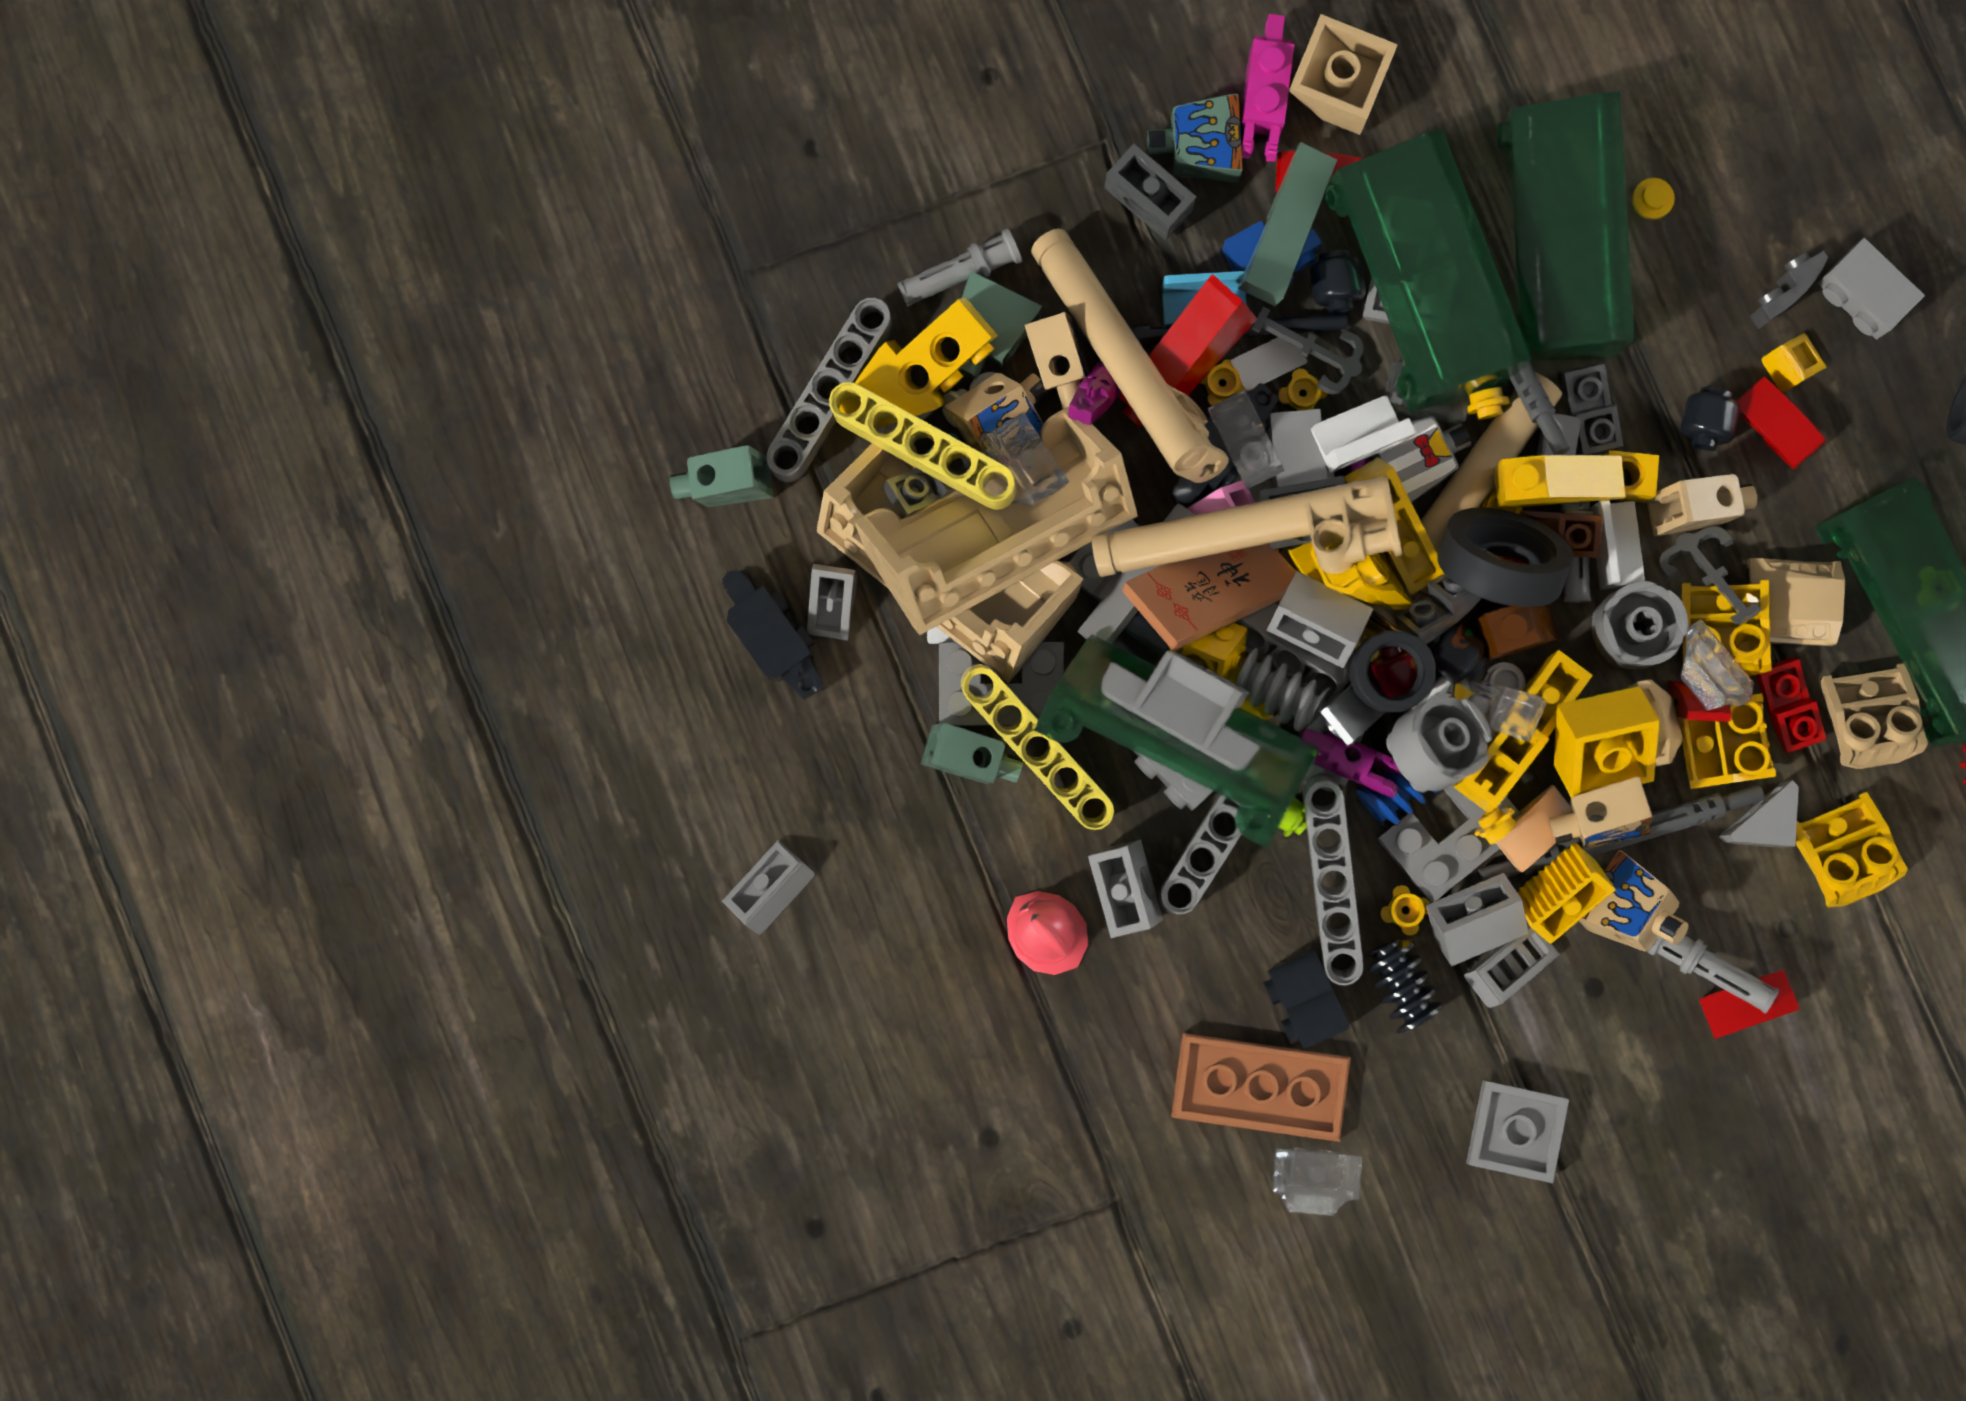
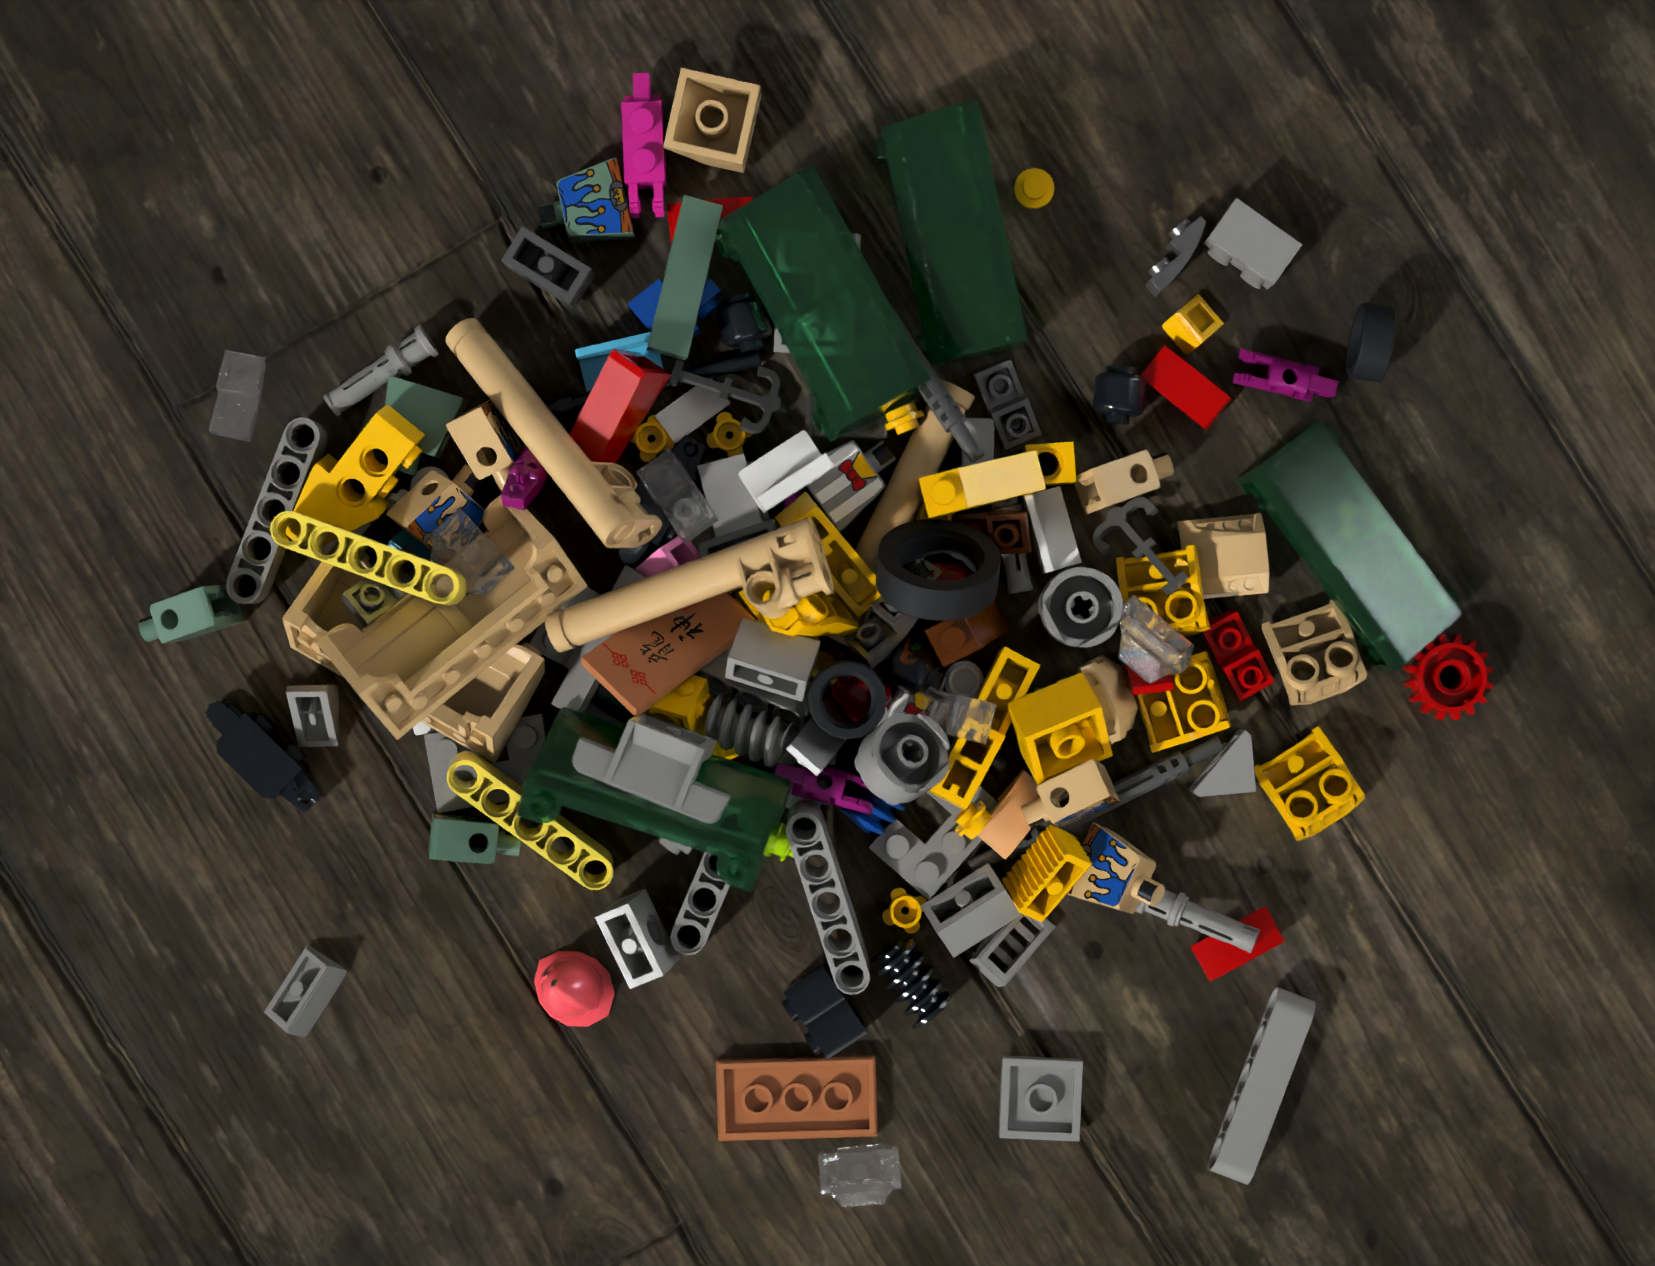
camera: 15 degrees left, 5 degrees up
(809, 269) = (238, 395): none -> clear slope
(1752, 1159) = (1261, 1085): none -> light grey beam
(1900, 435) = (1303, 377): none -> magenta hinge

